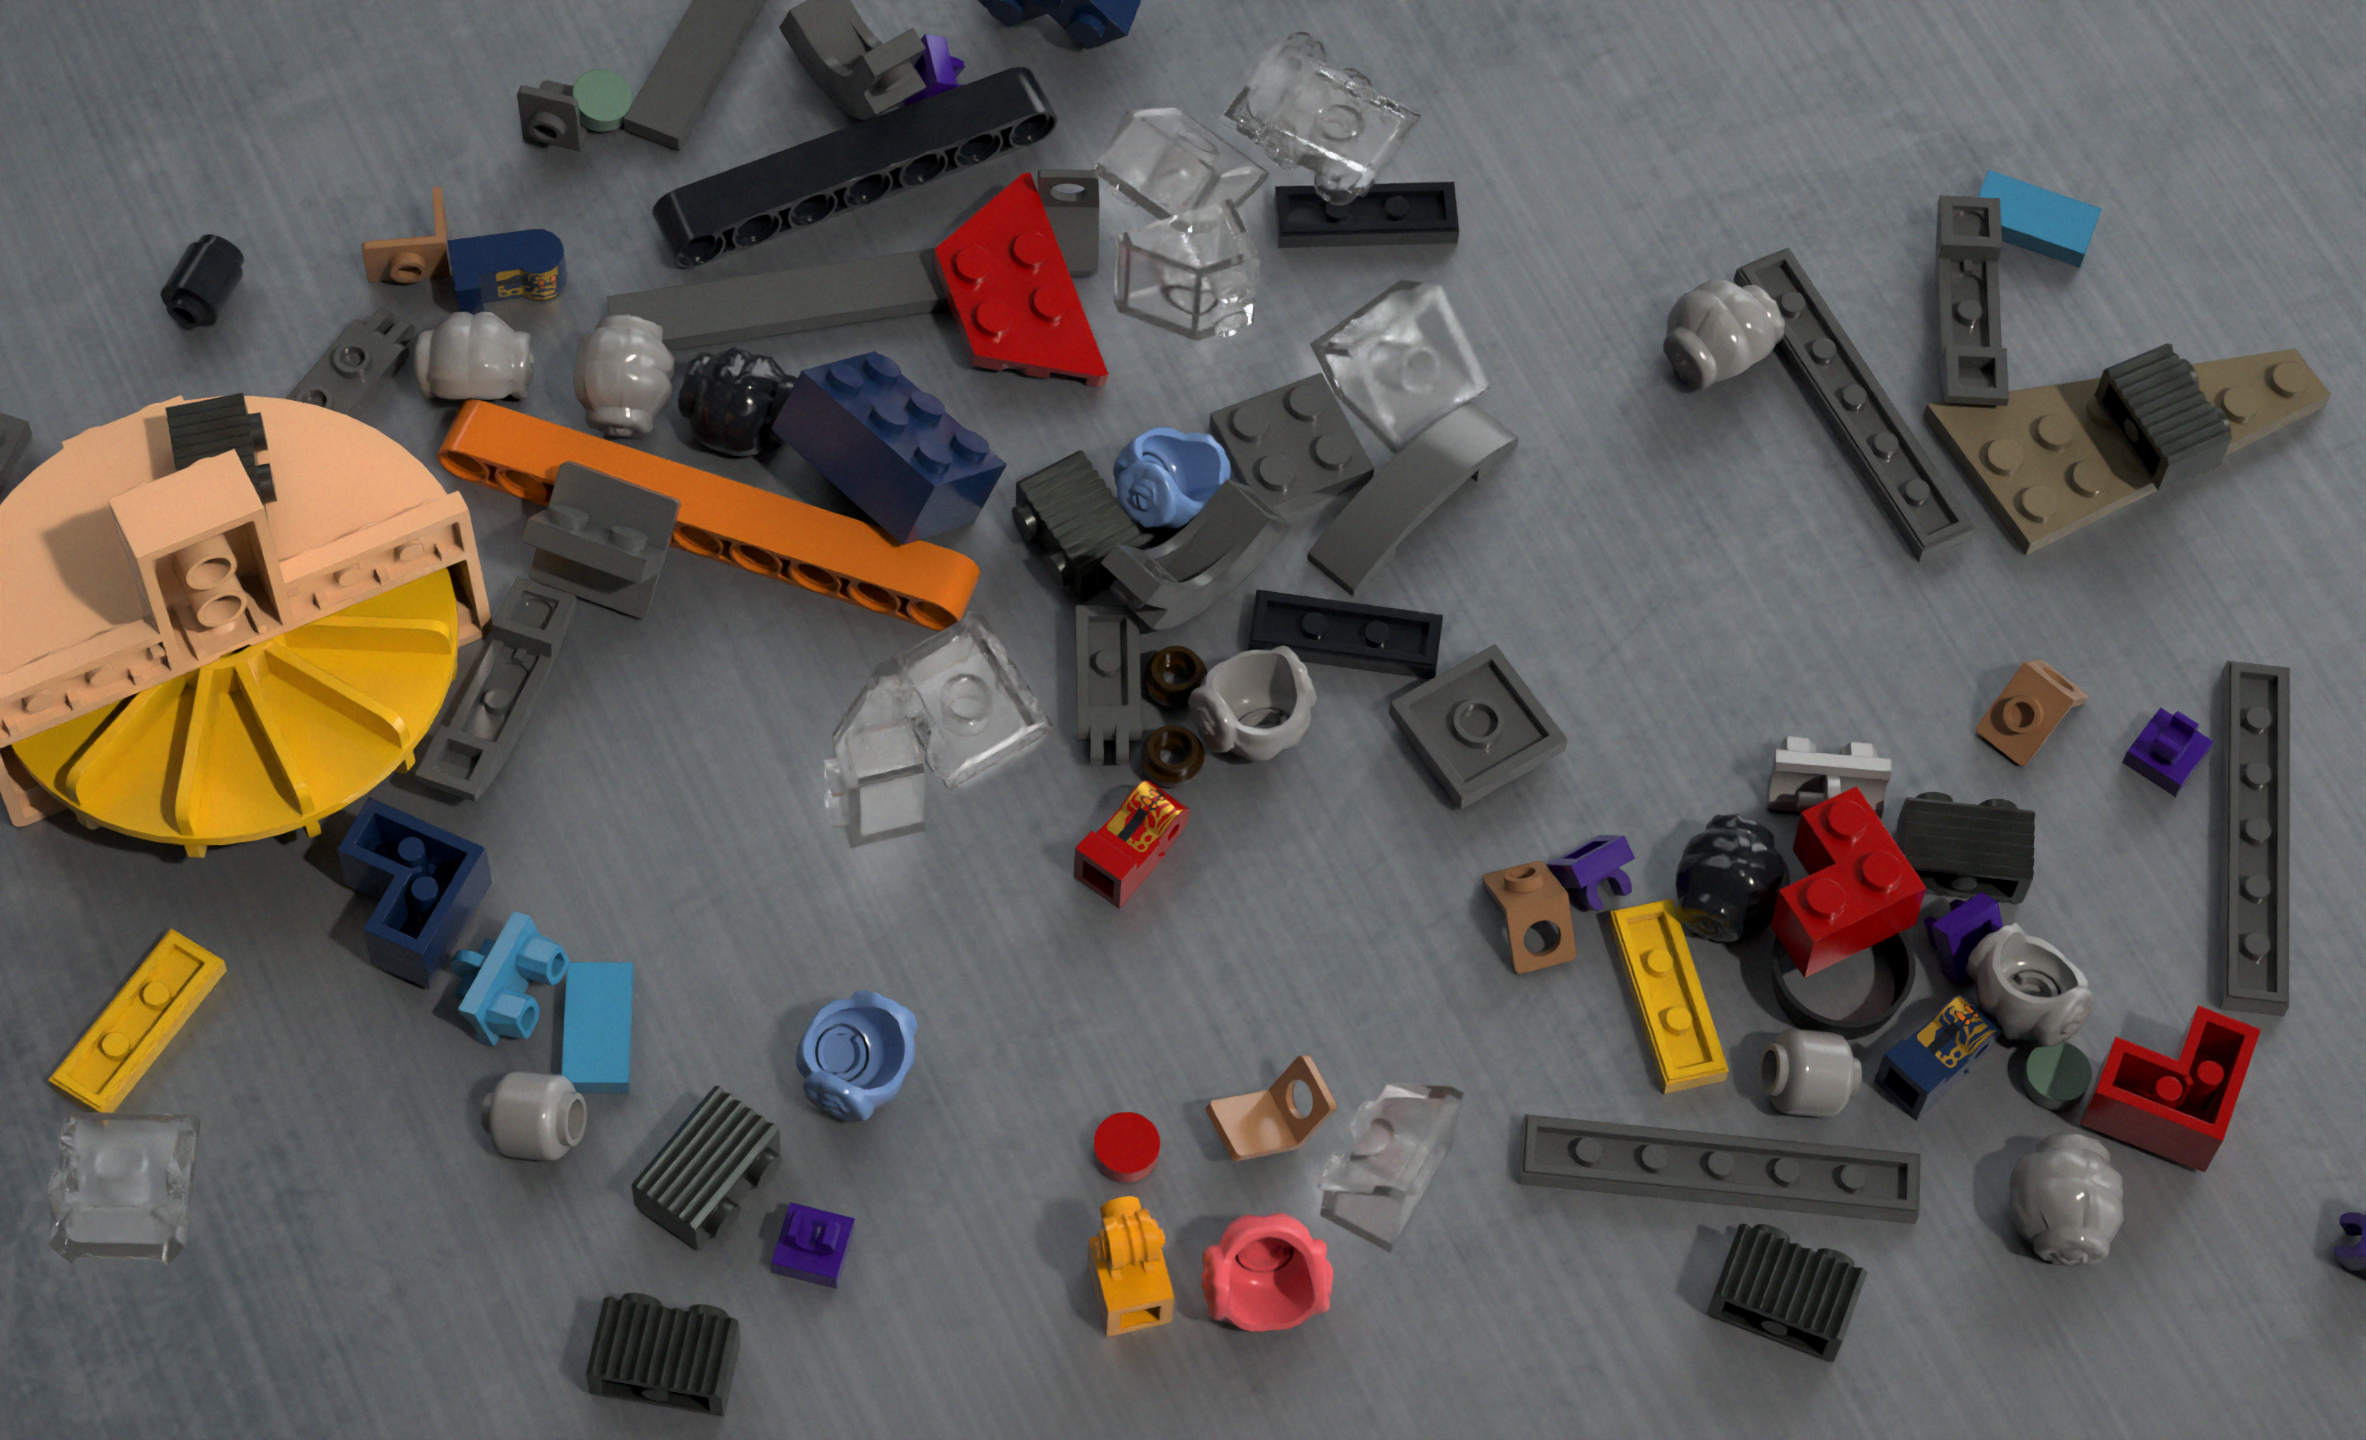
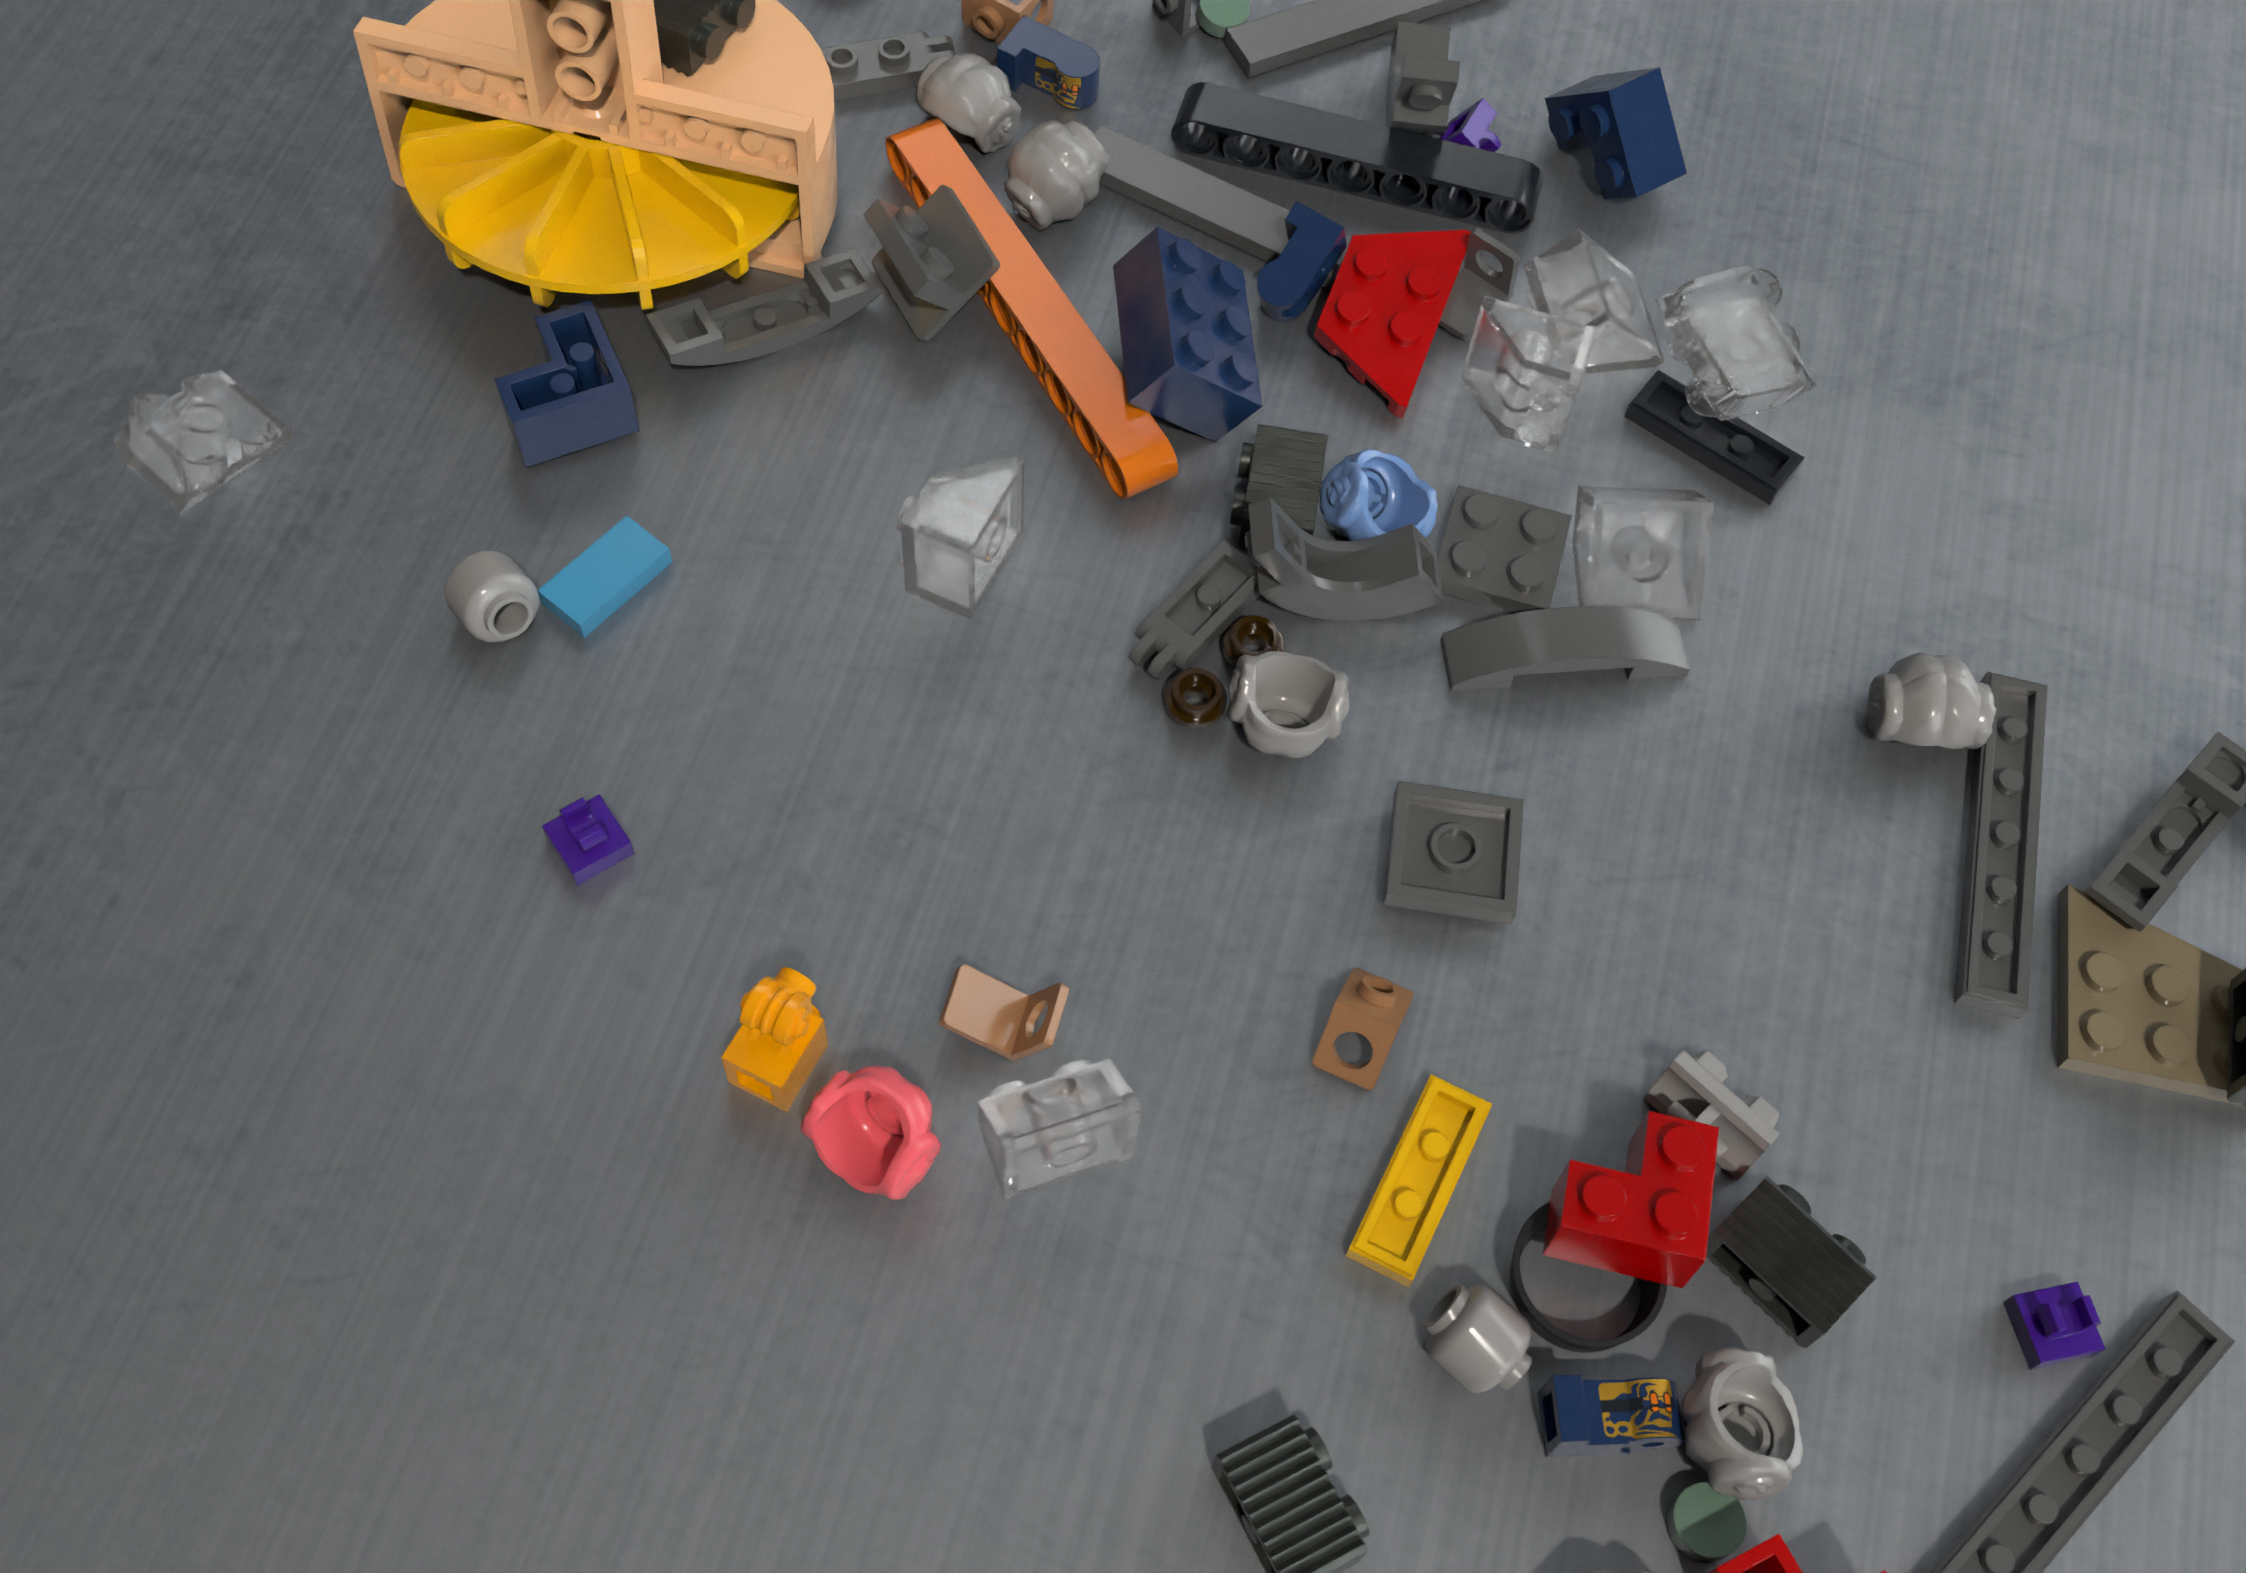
camera: 40 degrees right, 0 degrees up
(138, 1024) = (326, 351): yellow tile -> none
(500, 975) = (571, 493): dark azure hips -> none
(664, 1354) = (399, 829): pearl dark grey brick -> none
(708, 1168) = (565, 725): pearl dark grey brick -> none
(734, 400) = (1106, 231): black hair -> none
(856, 1054) = (743, 724): medium blue hair -> none
(915, 304) = (1301, 269): none -> dark blue leg
(967, 701) = (1080, 546): clear slope -> none
(1126, 1147) = (880, 951): red tile -> none
(1130, 843) = (1102, 734): red leg -> none
(1347, 633) = (1417, 712): black tile -> none
(1592, 863) = (1447, 1024): dark purple tile -> none
(1720, 1169) = (1338, 1360): dark grey tile -> none
(1729, 879) = (1550, 1120): black hair -> none
(1961, 931) = (1724, 1326): dark purple tile -> none
(2029, 710) = (1951, 1192): medium nougat bracket -> none

